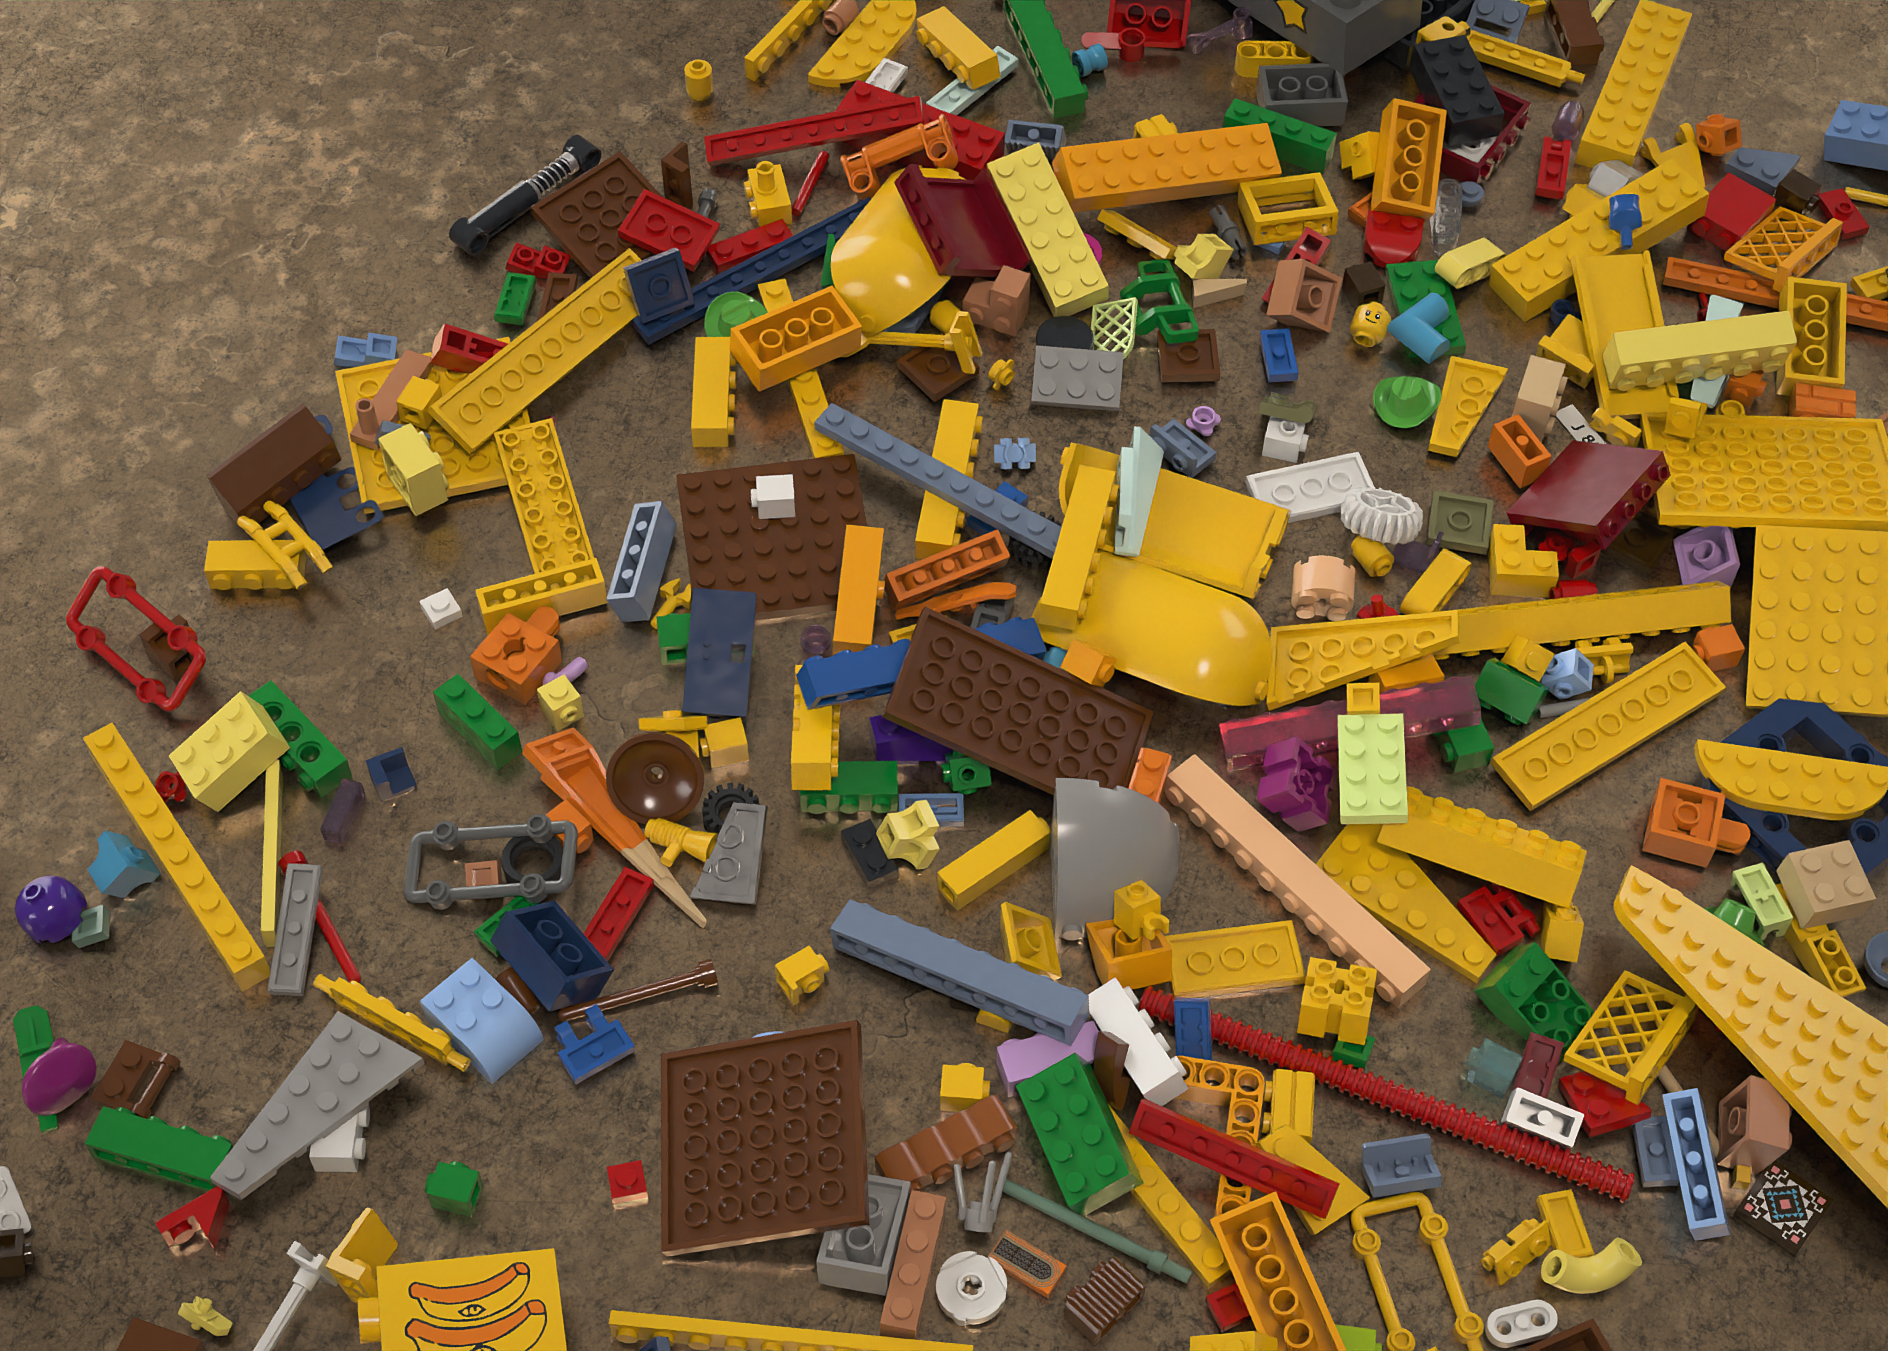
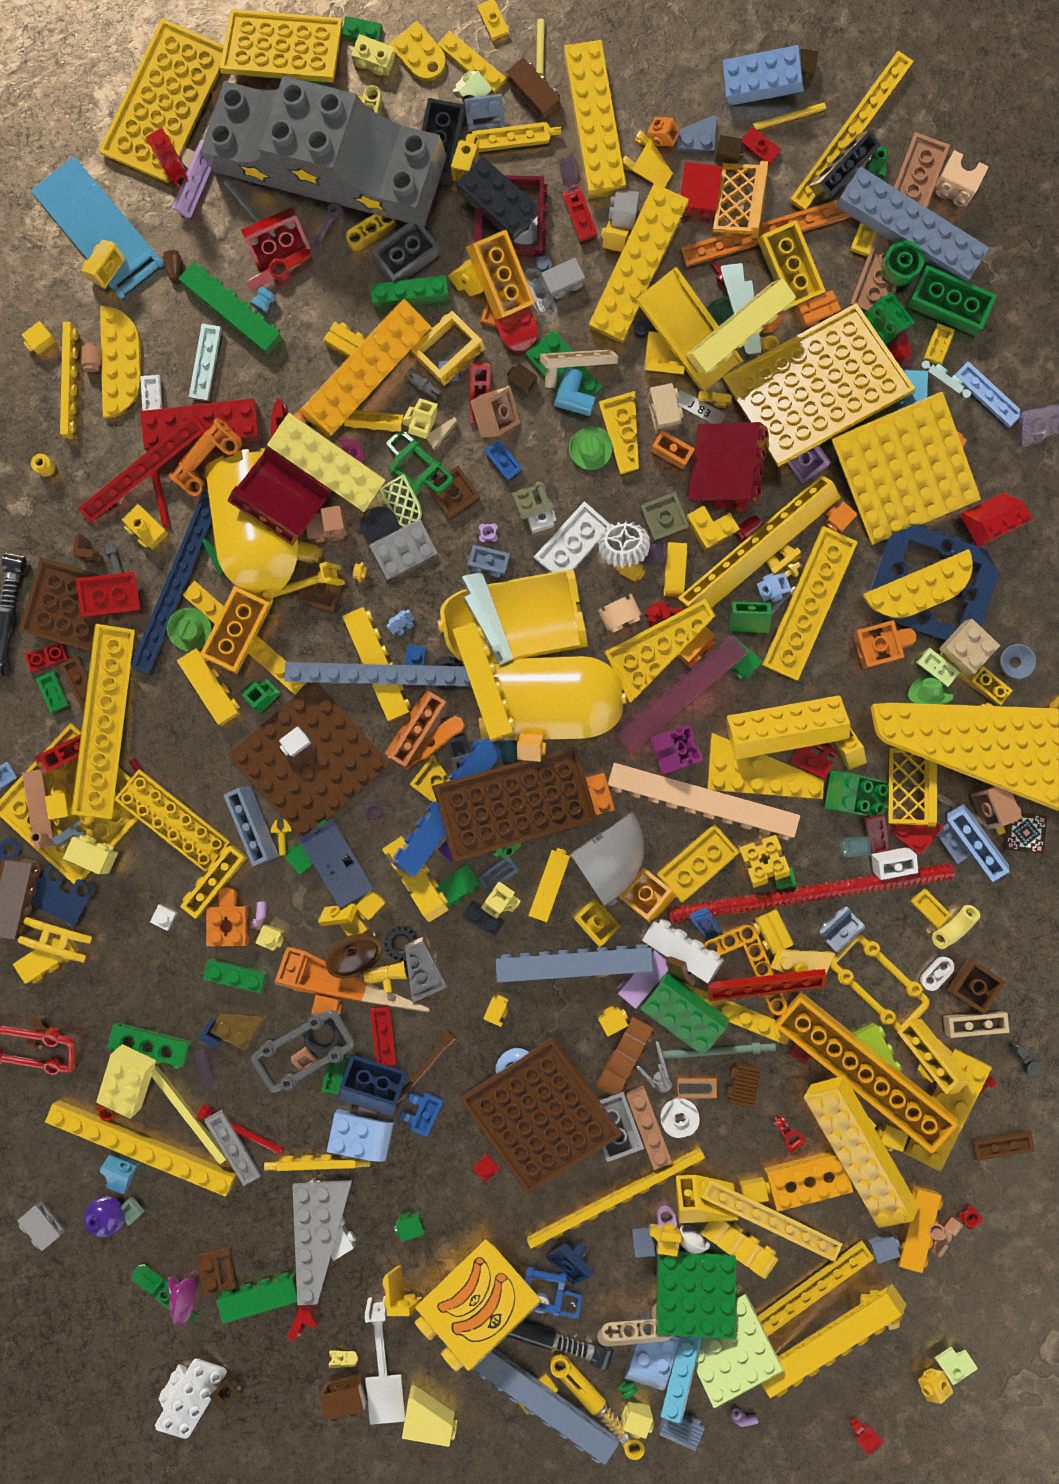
camera: 30 degrees left, 30 degrees up
(425, 789) = (236, 1028): none -> pearl gold wing
(659, 285) = (133, 643): dark blue tile -> none
(743, 246) = (157, 567): red plate -> none
(770, 432) = (260, 694): none -> green brick
(858, 588) = (383, 780): light orange brick -> none
(958, 48) = (181, 344): yellow brick -> none
(1024, 134) = (272, 388): sand blue brick -> none
(1139, 911) = (645, 880): yellow brick -> none
(1363, 698) = (686, 684): yellow plate -> none
(1370, 324) = (541, 406): yellow head -> none
(1372, 769) = (714, 725): yellowish green plate -> none
(1416, 275) = (571, 359): none -> tan piece
(1469, 262) = (574, 325): light yellow beam -> none
(1489, 214) = (564, 278): none -> light grey brick
(1528, 657) = (749, 591): yellow brick -> none
(1529, 1241) = (919, 929): yellow hinge -> none
(1625, 217) = (651, 251): blue piece -> none
(1684, 417) = (752, 371): yellow bracket -> none

